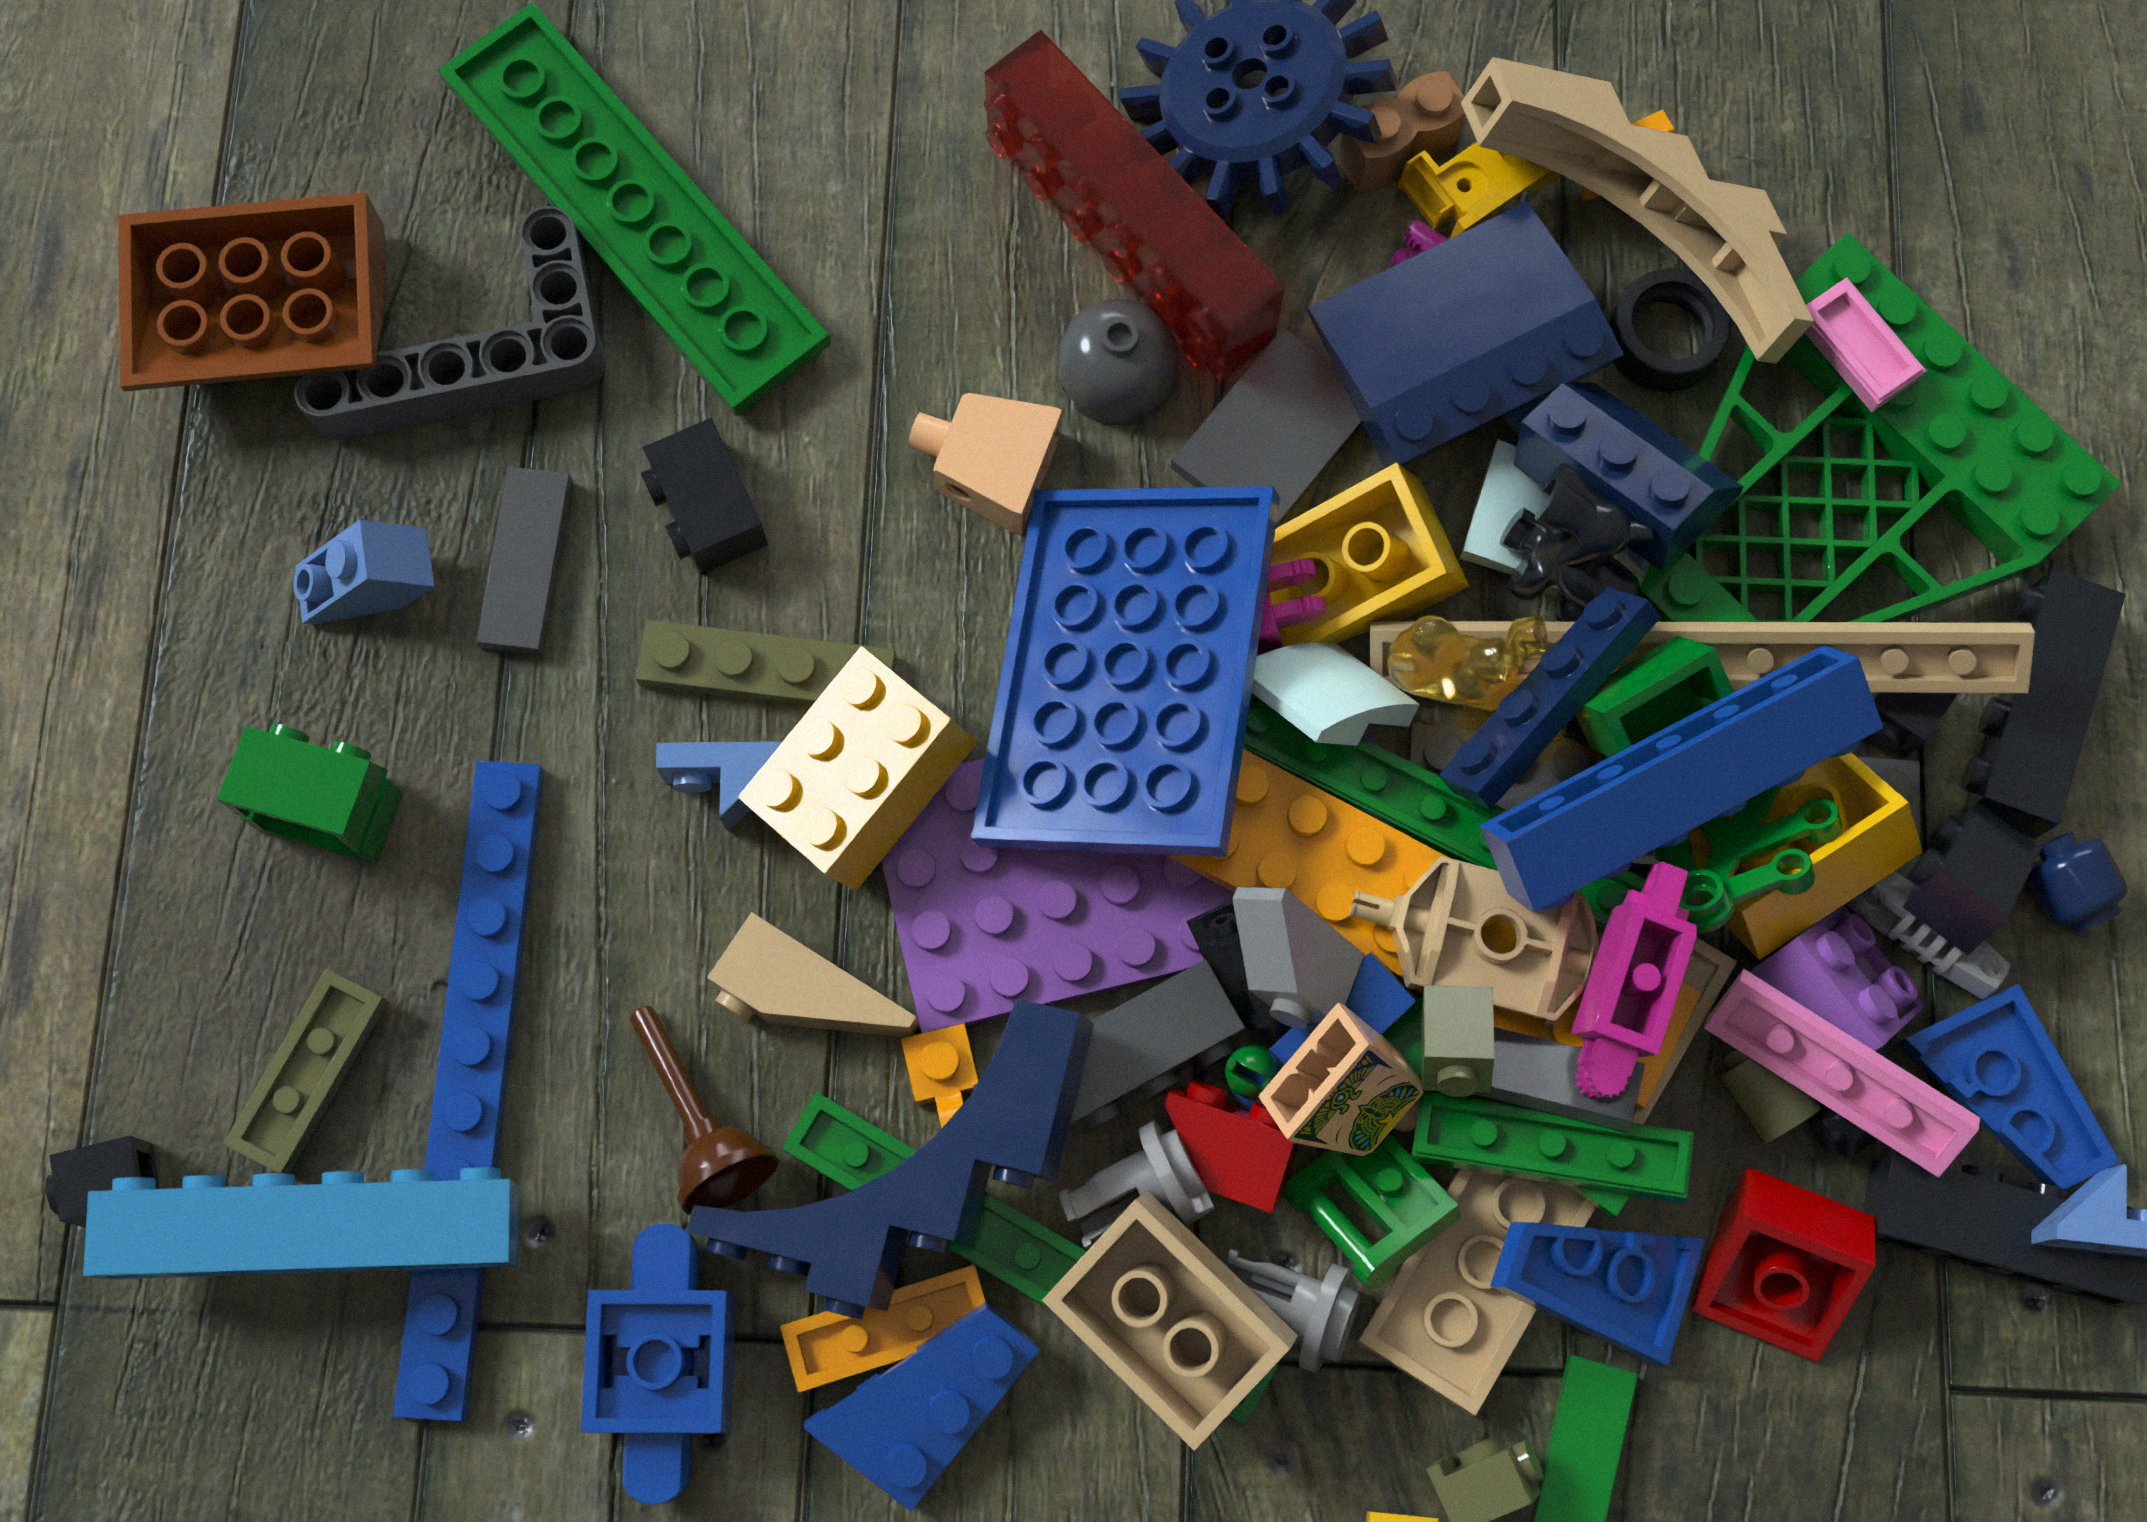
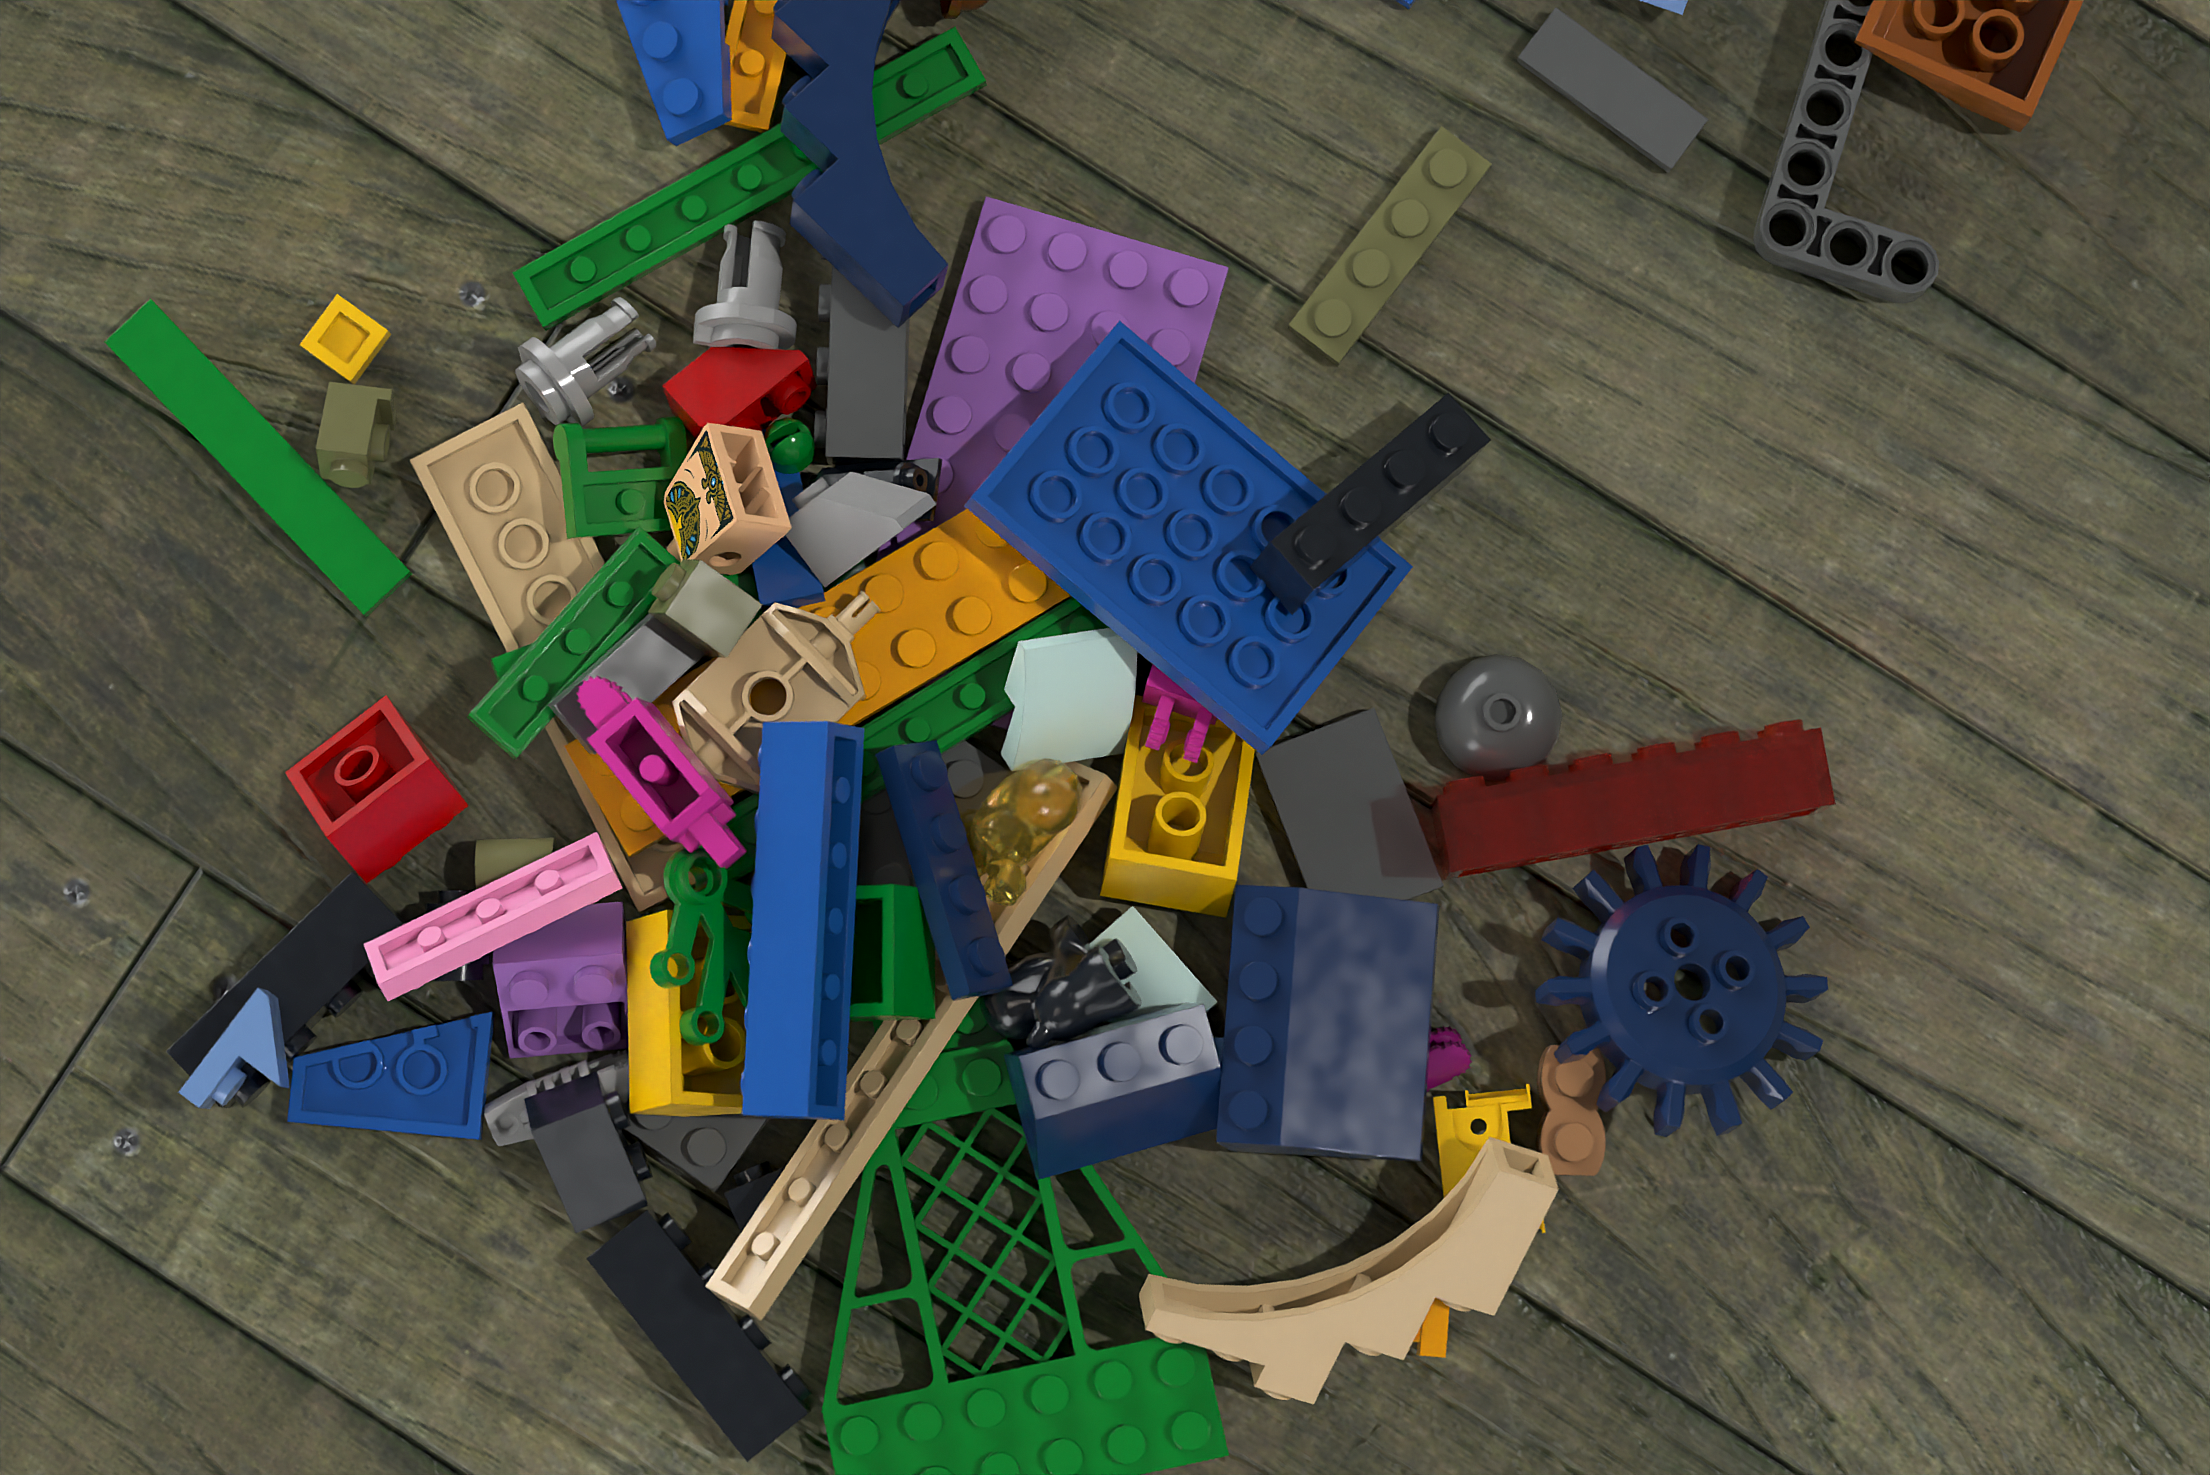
camera: 125 degrees right, 10 degrees up
(635, 209) = (1907, 363): green plate -> none
(697, 765) = (1302, 169): medium blue slope -> none
(705, 496) = (1577, 272): black brick -> none
(794, 986) = (1090, 110): tan slope -> none
(857, 770) = (1236, 260): brick -> none
(940, 1068) = (945, 198): light orange plate -> none
(991, 455) = (1469, 547): light nougat torso -> none
(1008, 537) = (1369, 503): none -> black brick
(1170, 1319) = (623, 247): tan brick -> none
(1603, 1282) = (449, 626): blue wing -> none
(1687, 292) = (1228, 1187): black tyre -> none
(1861, 345) = (1110, 1378): bright pink tile -> none
(2077, 882) = (531, 1250): dark blue head -> none

